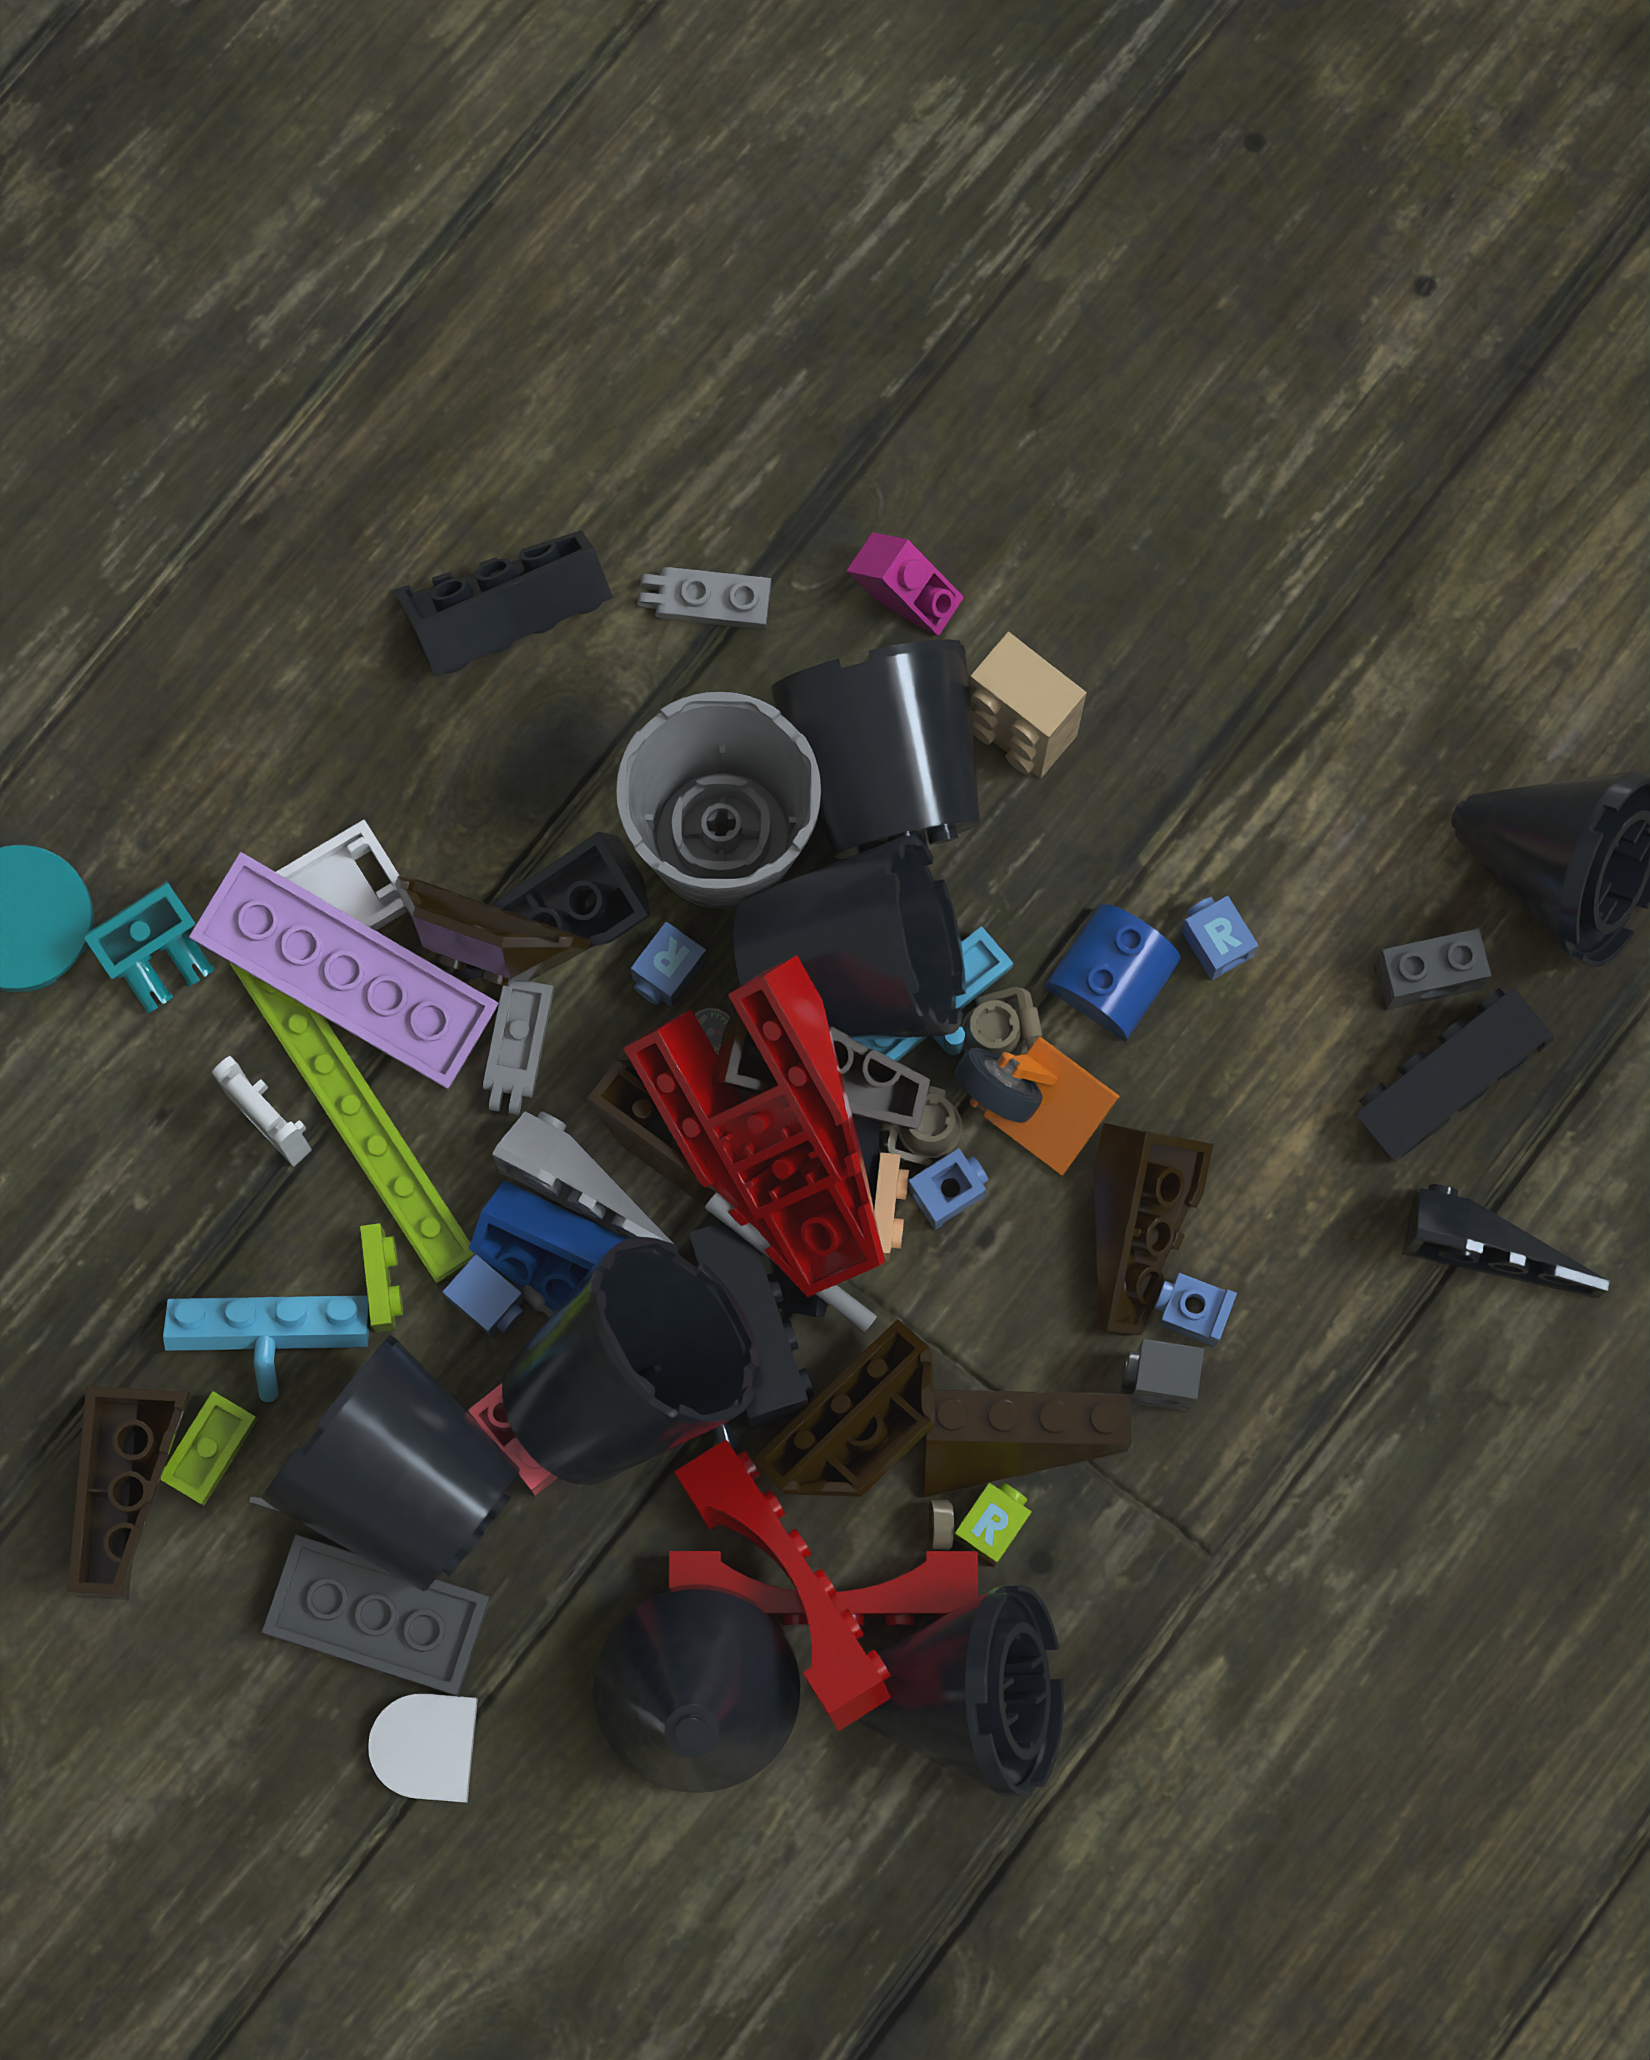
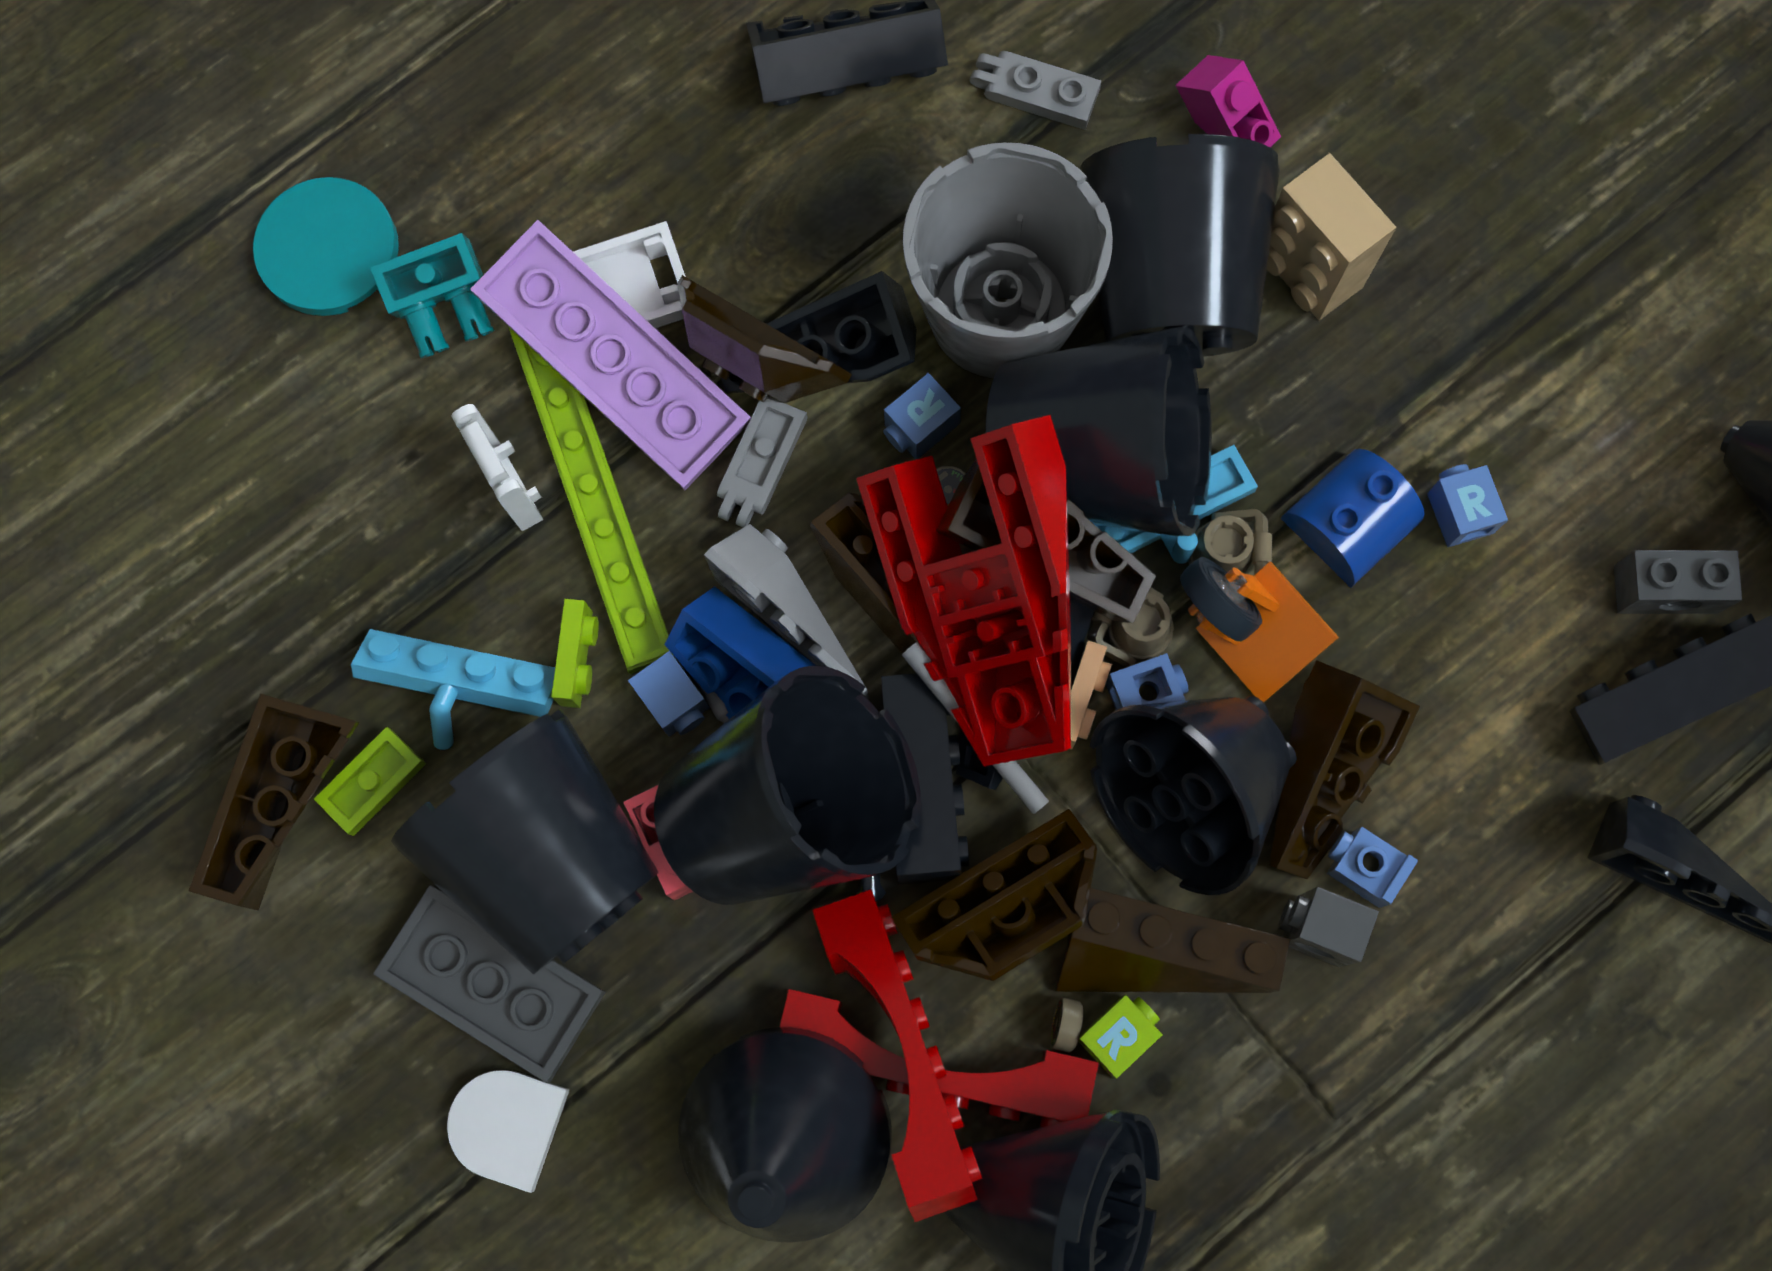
camera: 20 degrees right, 0 degrees up
(1009, 1269) = (1193, 785): none -> black cone

